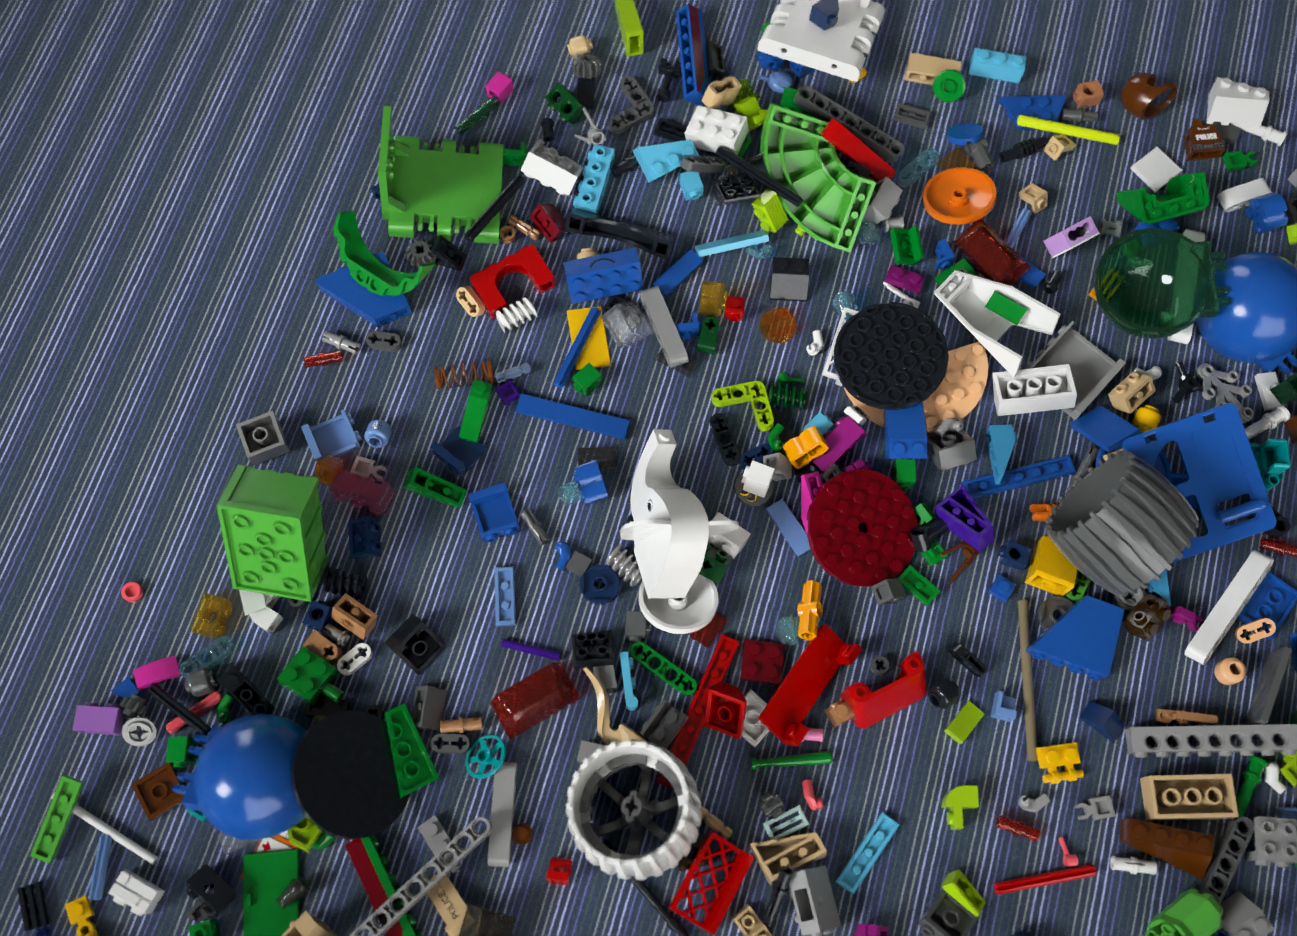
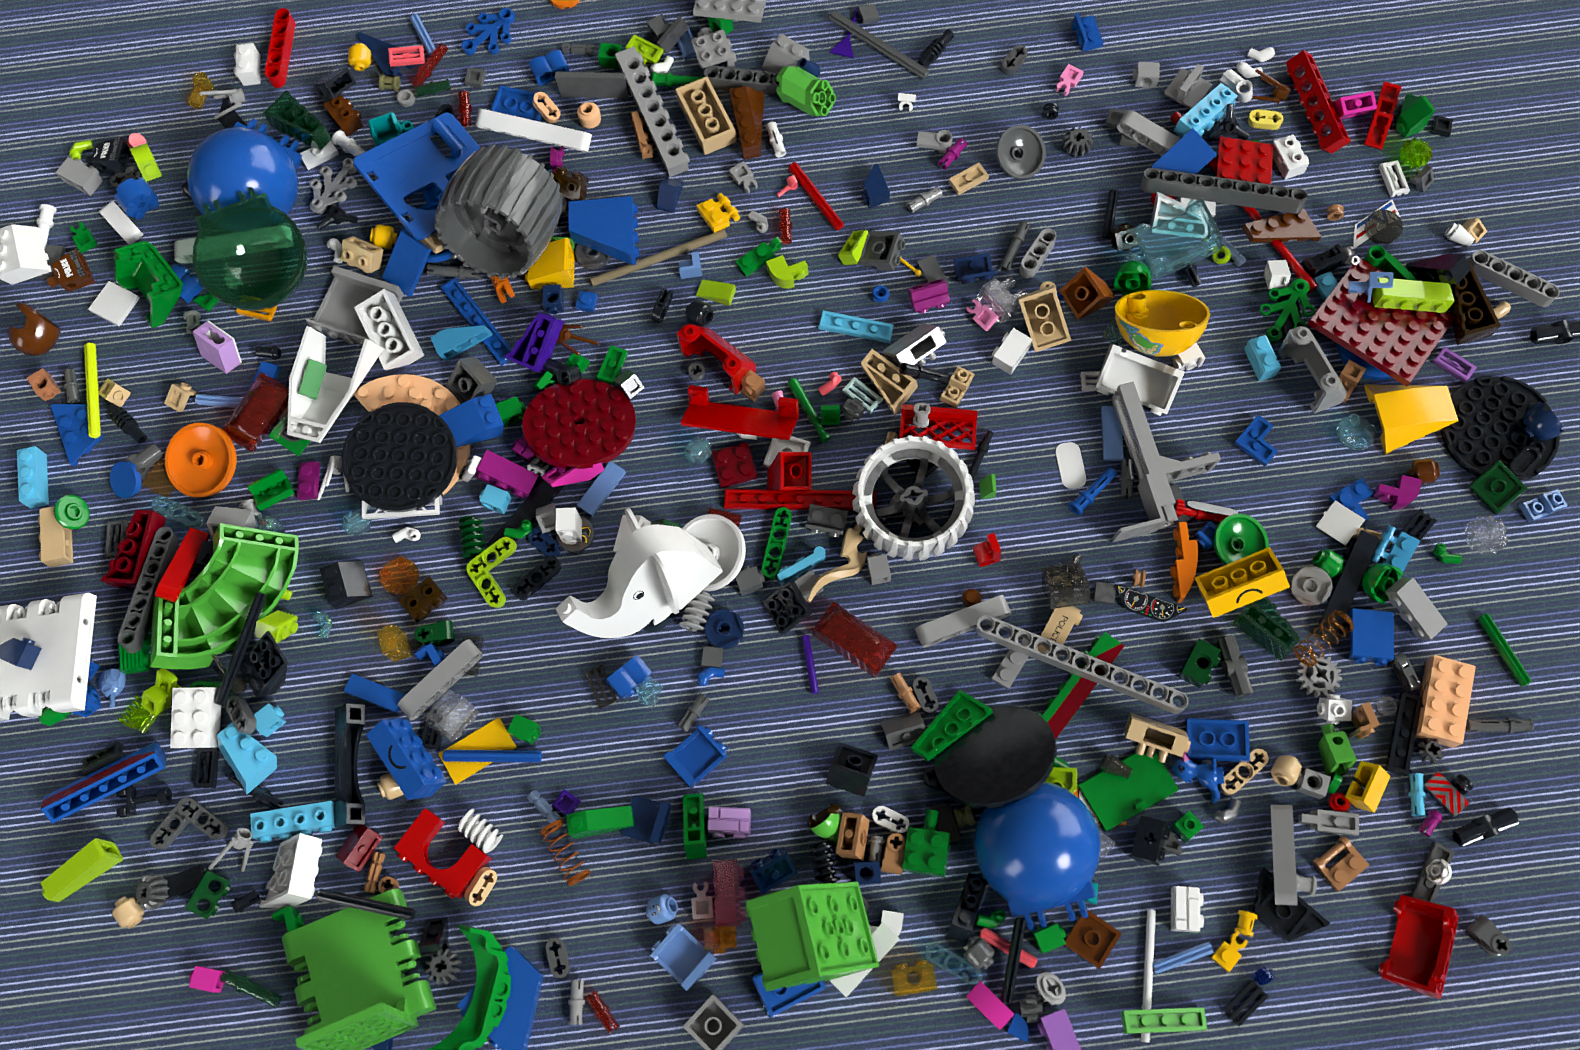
camera: 105 degrees left, 0 degrees up
(378, 598) = (826, 823): none -> hat
(422, 518) = (729, 821): none -> lavender brick
(486, 756) = (922, 656): teal wheel -> none
(505, 596) = (771, 710): medium blue tile -> none
(572, 416) = (567, 729): blue tile -> none
(629, 907) = (988, 487): none -> bright green slope
(721, 92) = (148, 728): tan brick -> none
(731, 243) = (323, 653): medium azure tile -> none
(731, 869) = (921, 415): none -> light grey bush
(734, 308) = (399, 618): red bracket -> none
(745, 336) = (423, 599): none -> dark brown brick
(775, 779) = (830, 414): none -> green tile
(783, 378) = (454, 549): green hand -> none
(805, 447) = (520, 497): light orange brick -> none
(809, 610) = (673, 439): light orange piece -> none
(889, 896) = (880, 290): none -> blue plate
(893, 123) = (133, 550): none -> dark red wedge
(944, 255) = (269, 453): blue bracket -> none
(949, 425) = (449, 389): light grey arm -> none
(990, 783) = (758, 256): none -> green plate

